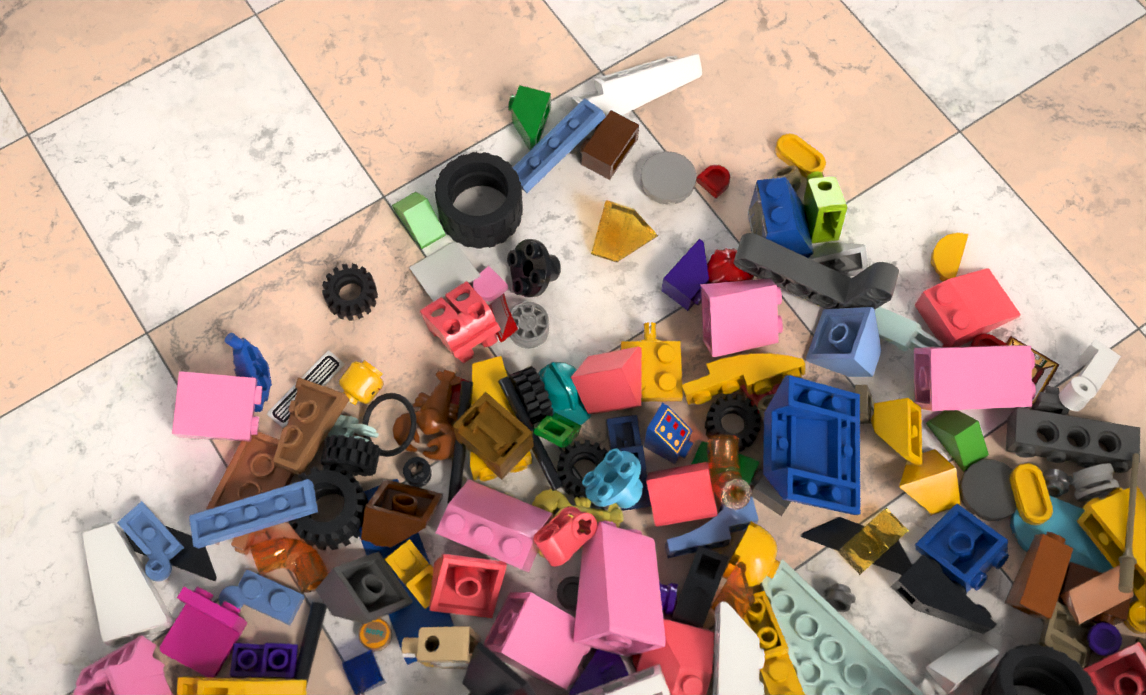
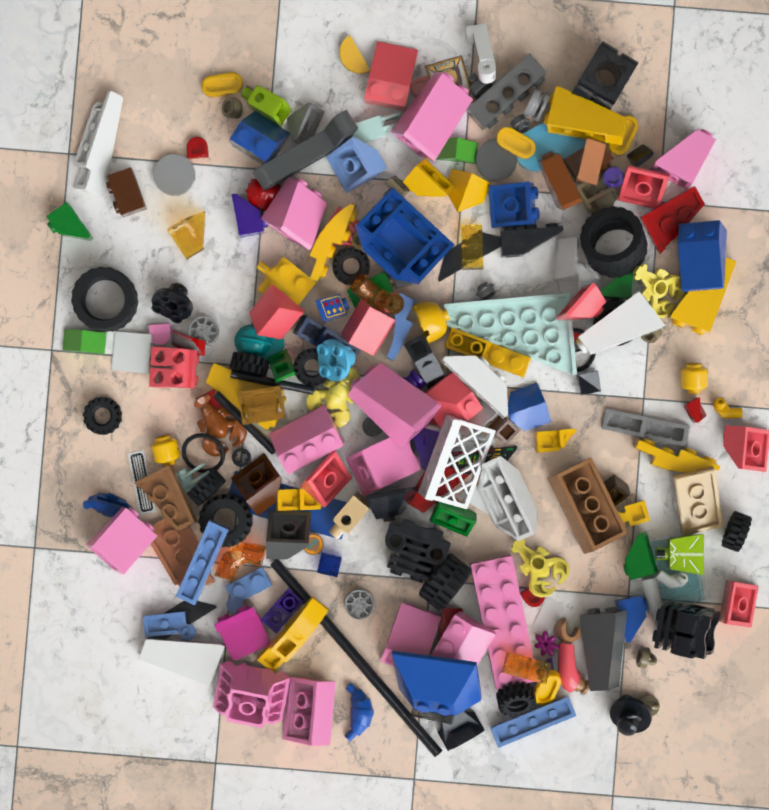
camera: 50 degrees left, 20 degrees up
(558, 143) = (103, 225): medium blue plate -> none
(563, 536) = (343, 410): coral piece -> none
(736, 592) = (443, 346): clear orange tile -> none
(1127, 560) = (586, 134): dark tan piece -> none

